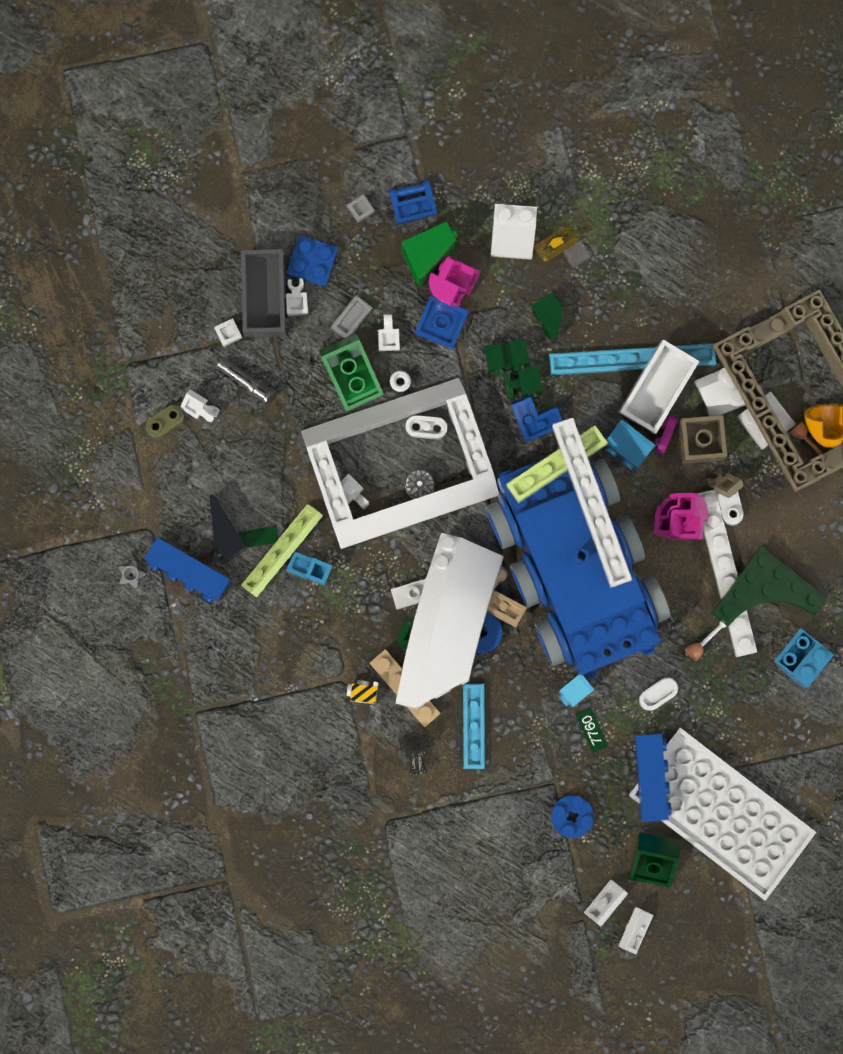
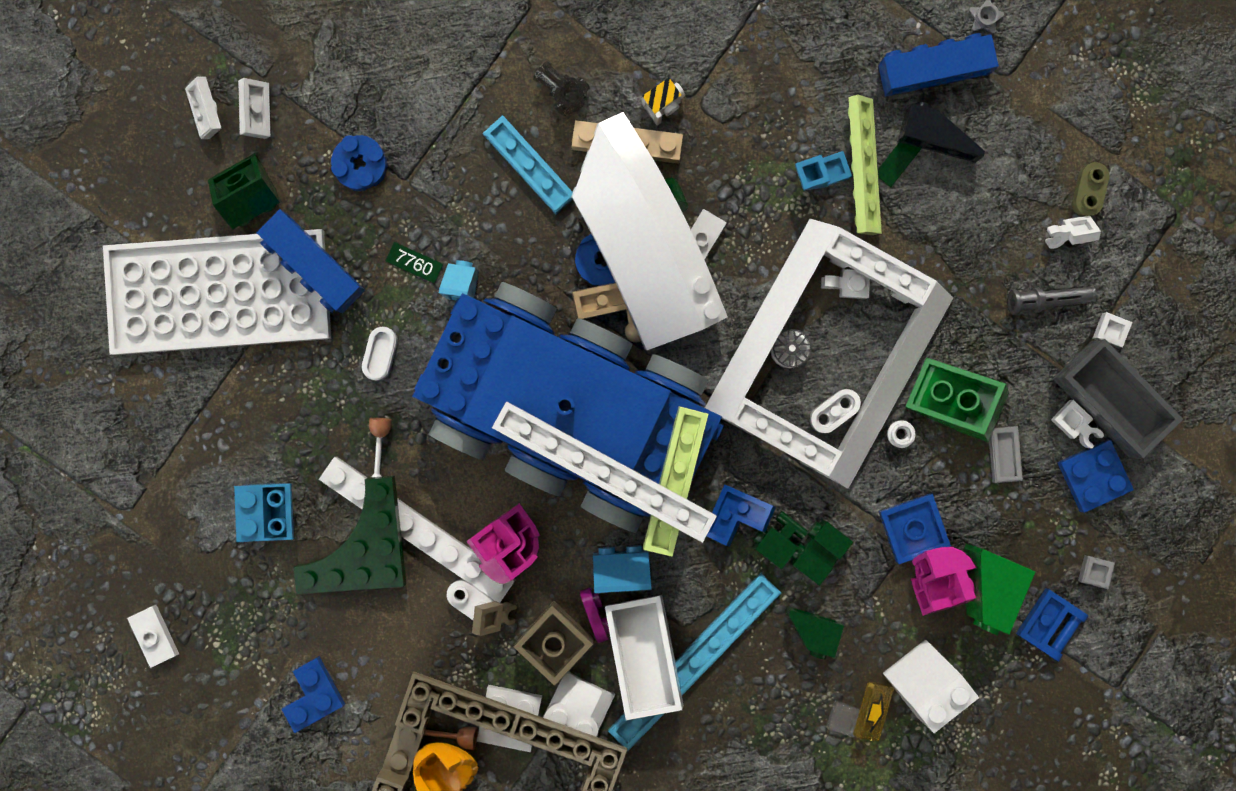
camera: 140 degrees right, 5 degrees up
(388, 337) = (952, 467): white plate -> none

